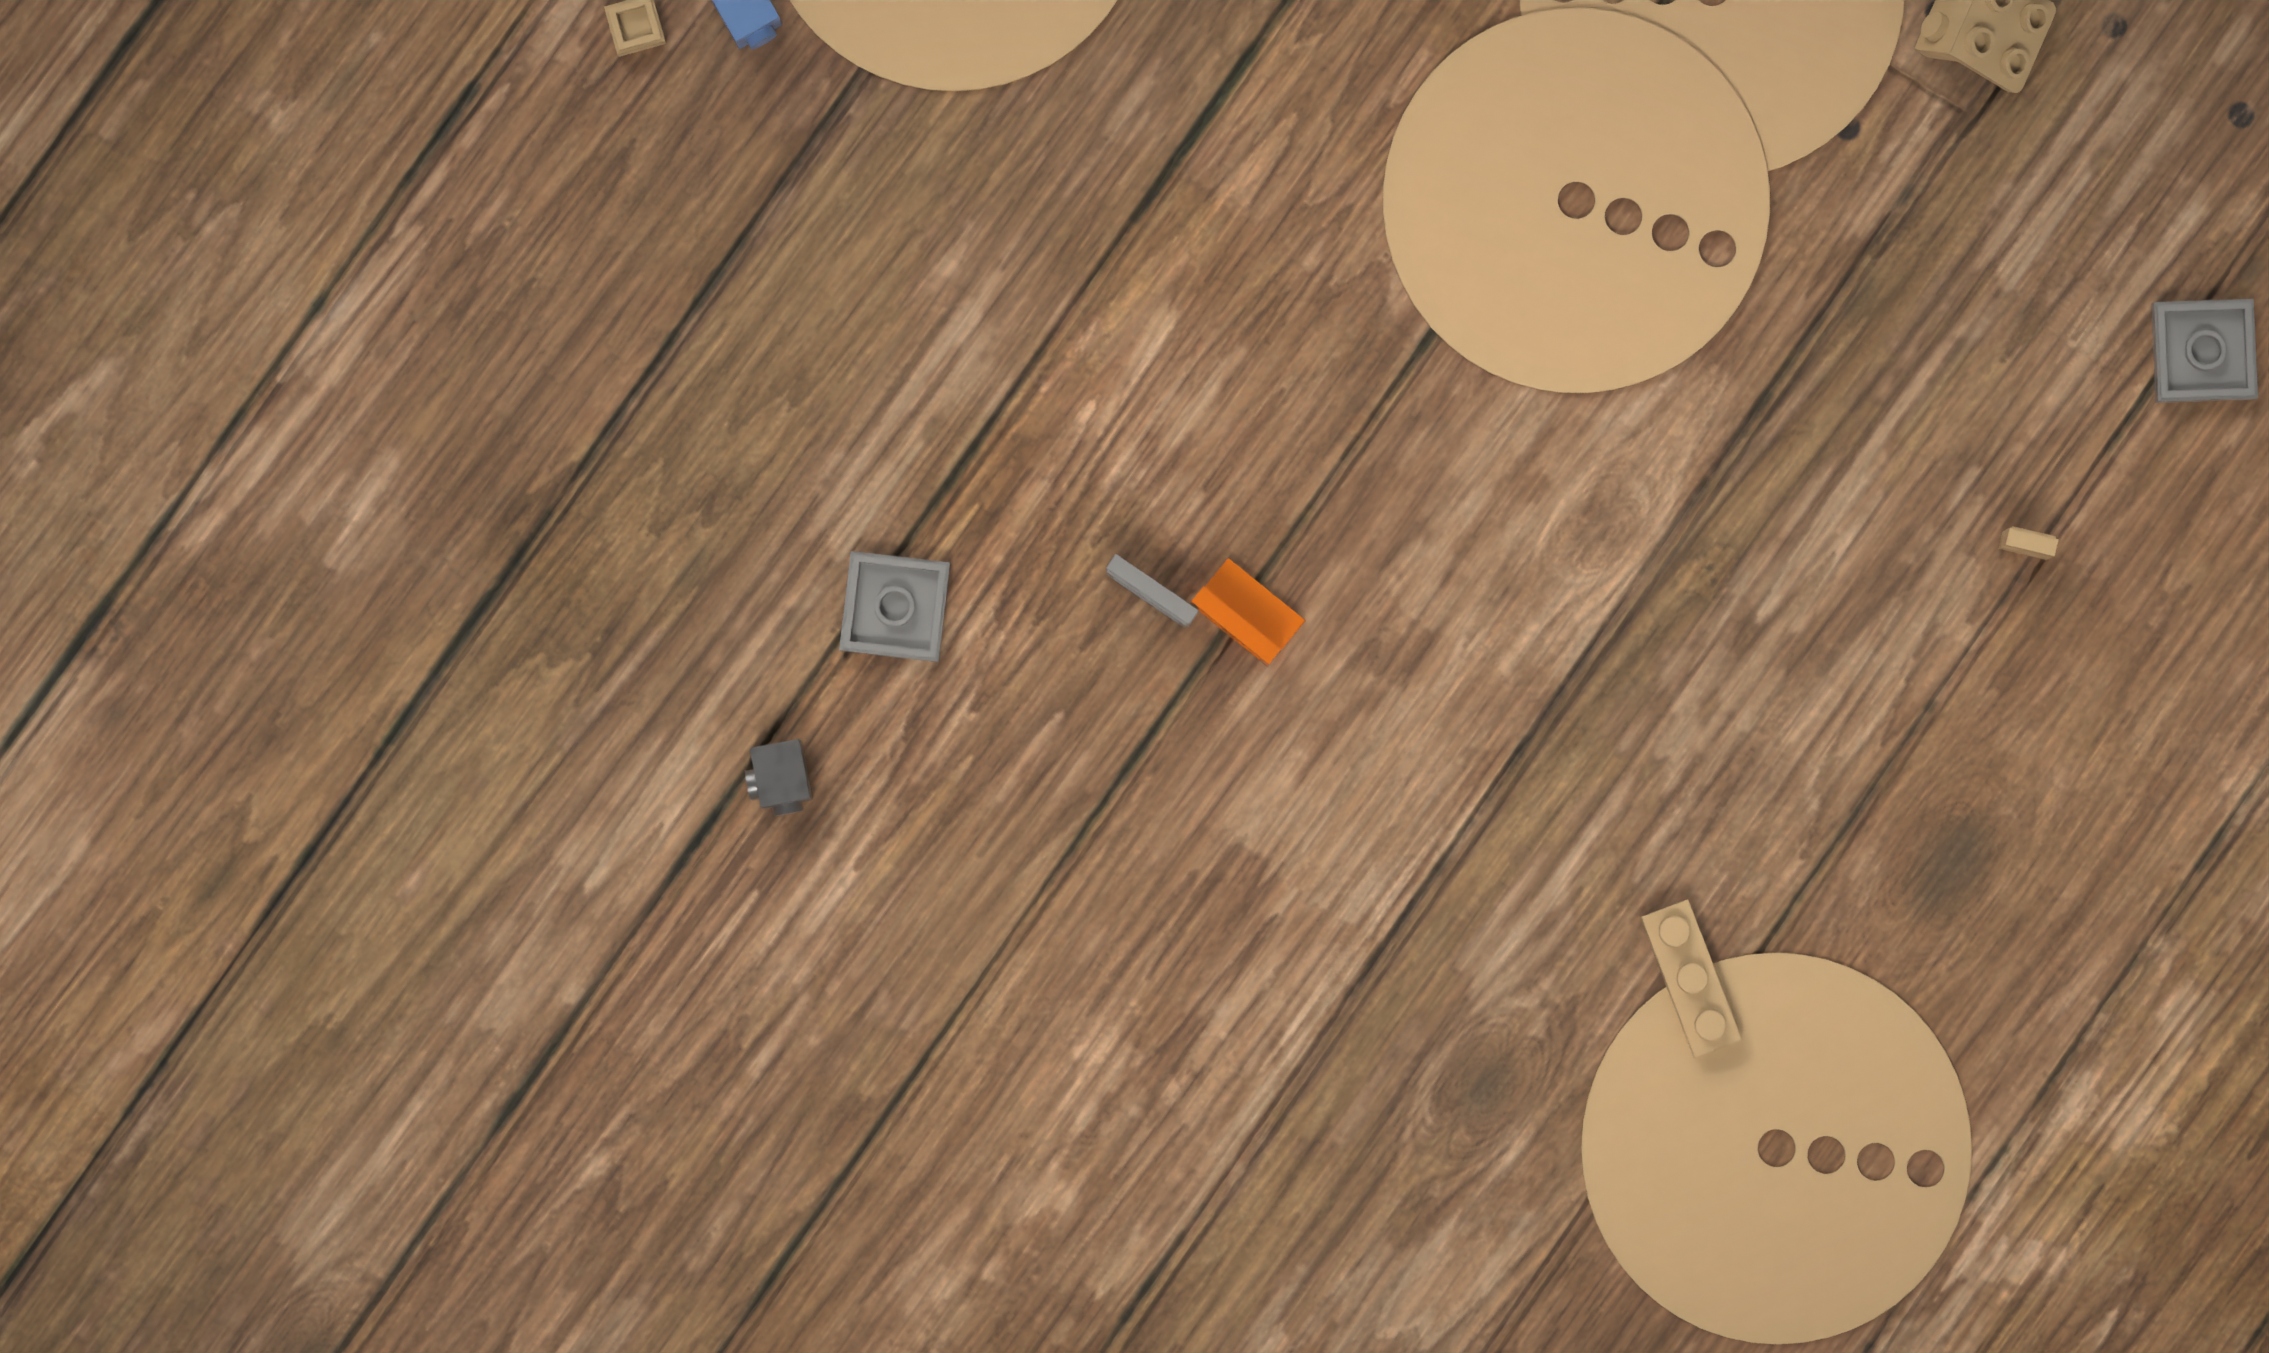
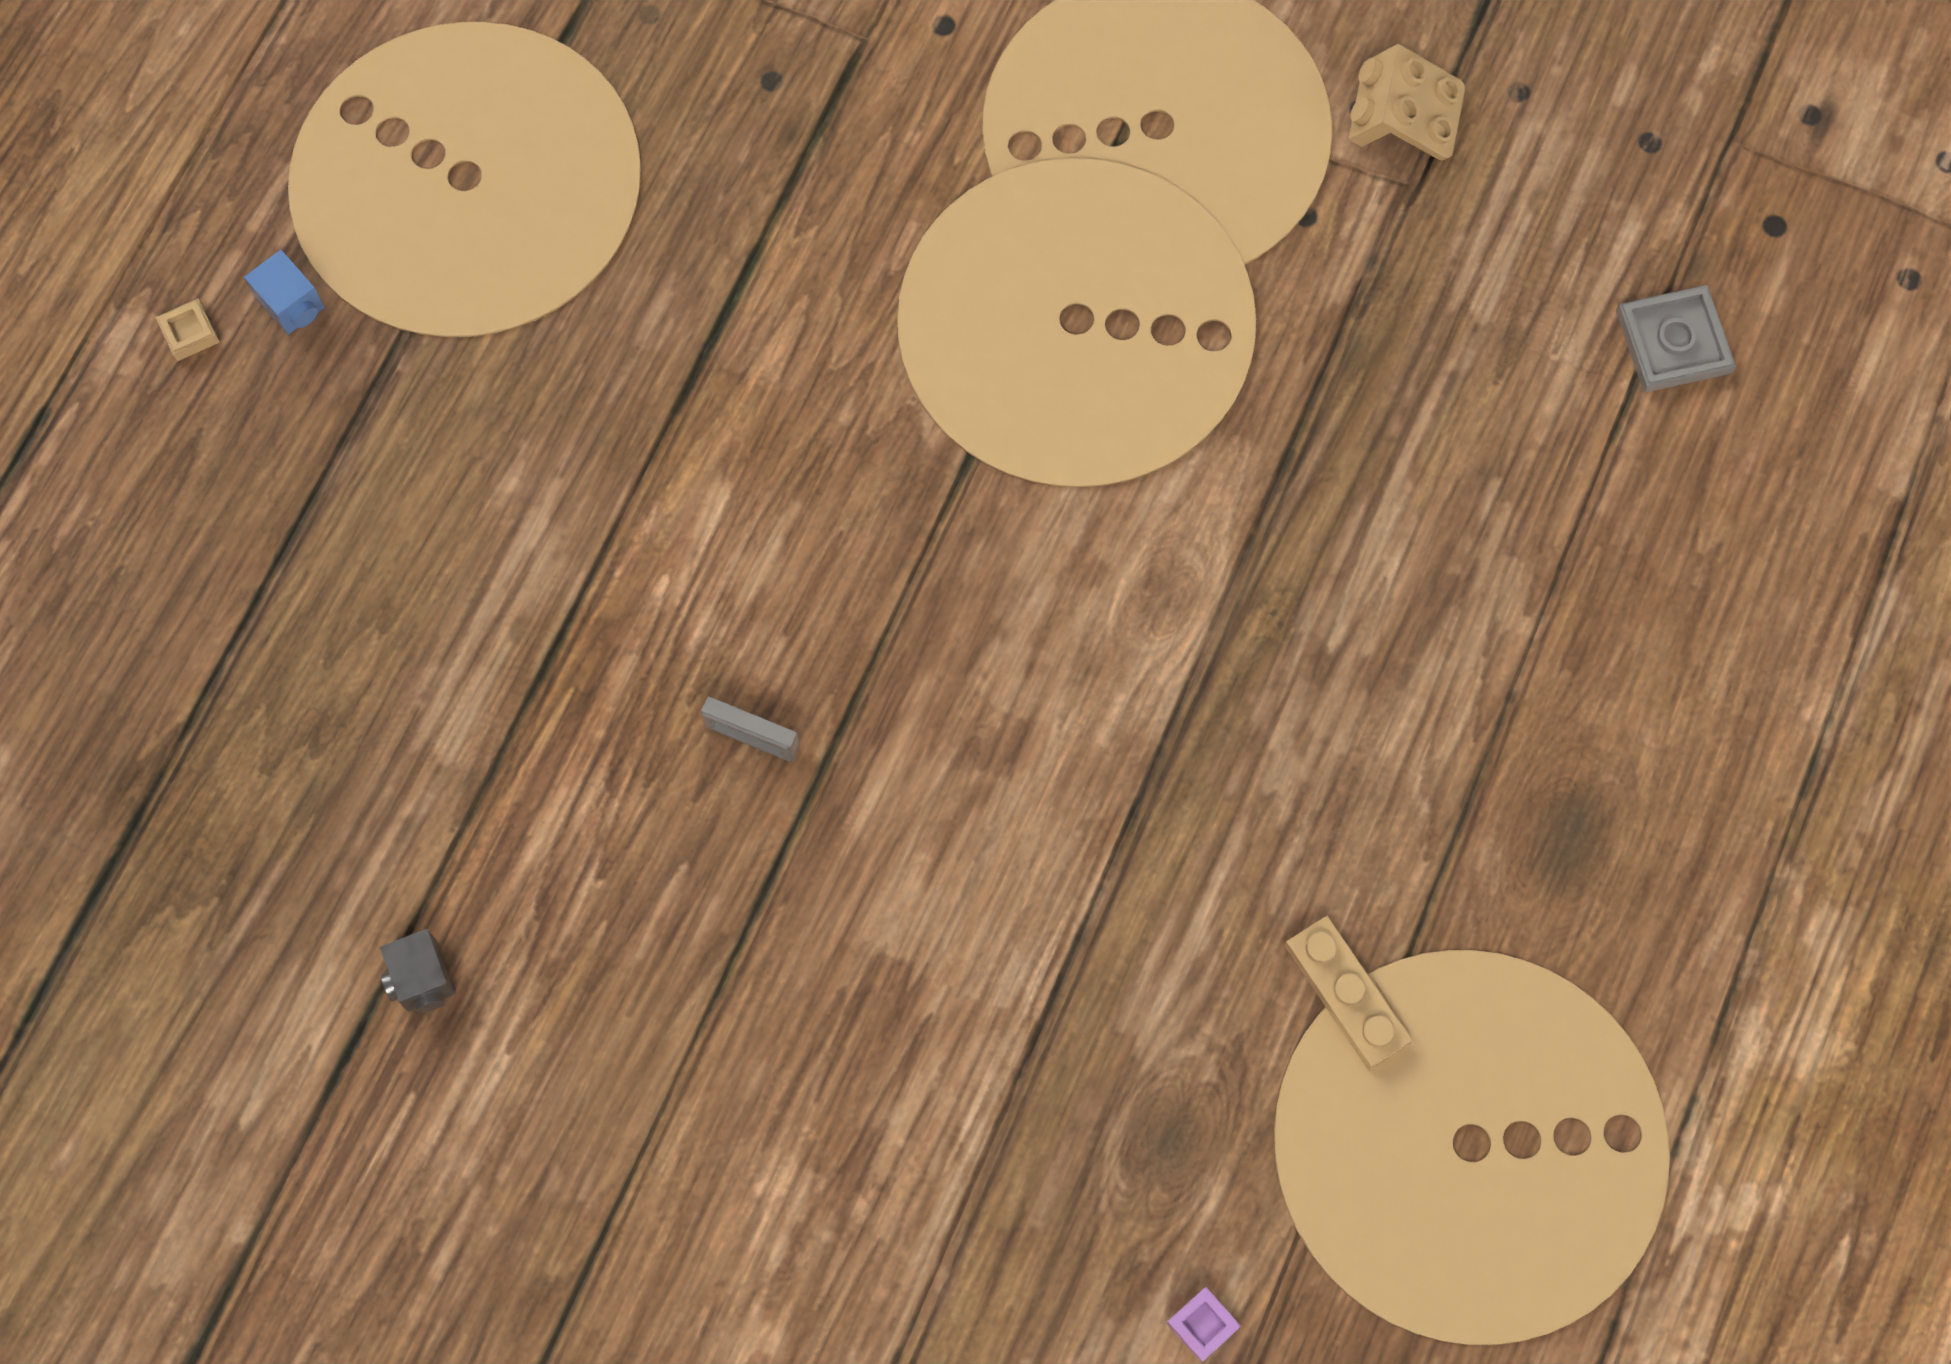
camera: 10 degrees left, 15 degrees down
(894, 606) = (507, 794): light grey tile -> none
(1247, 612) = (846, 735): orange panel -> none
(1477, 1269) = (1203, 1324): none -> lavender plate
(2028, 543) = (1564, 528): tan tile -> none

